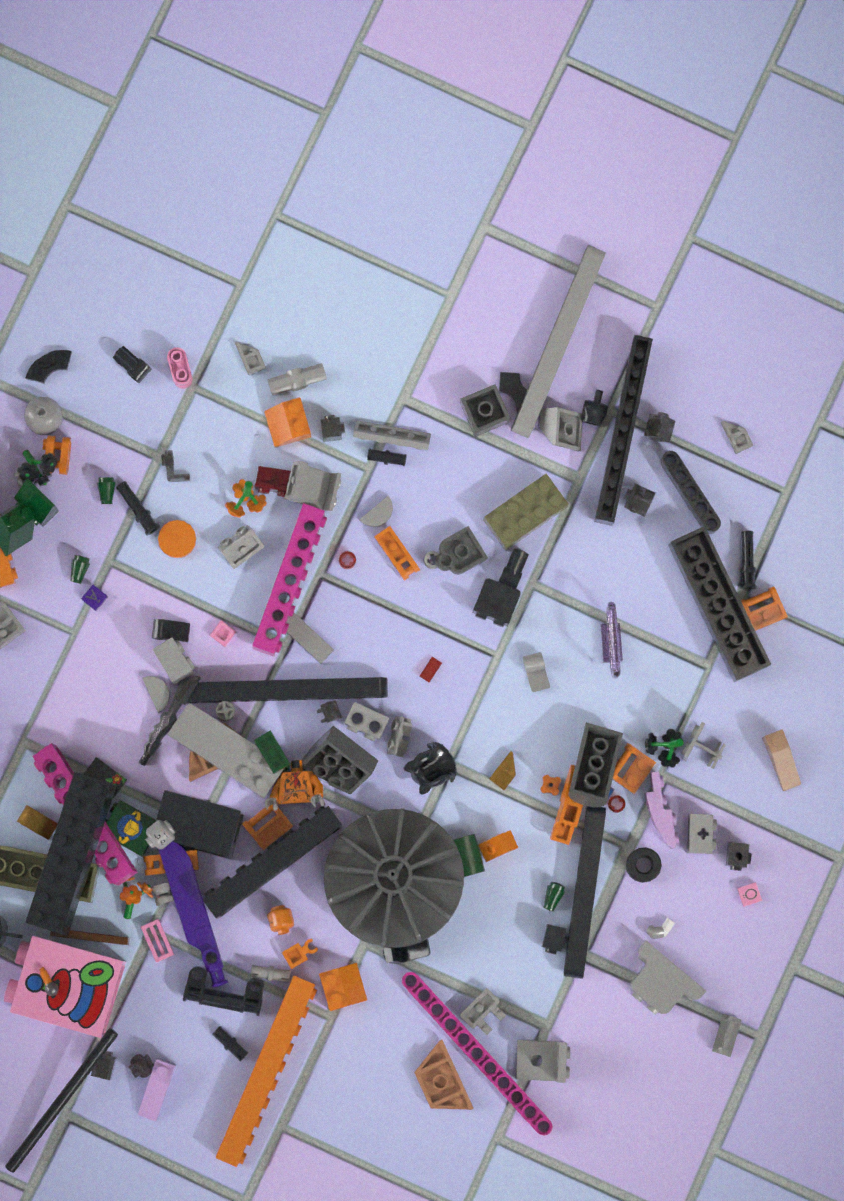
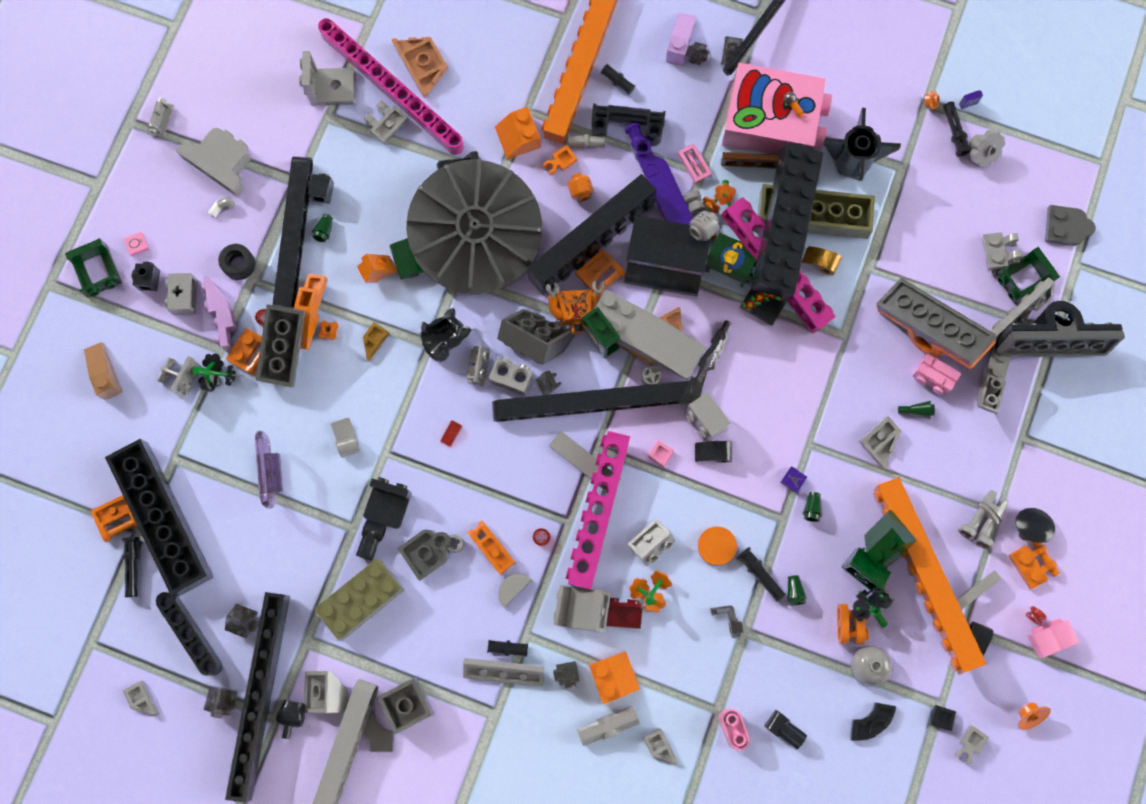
camera: 175 degrees left, 5 degrees down
(158, 692) = (720, 392): light grey tile -> none
(798, 849) = (85, 252): none -> dark green panel

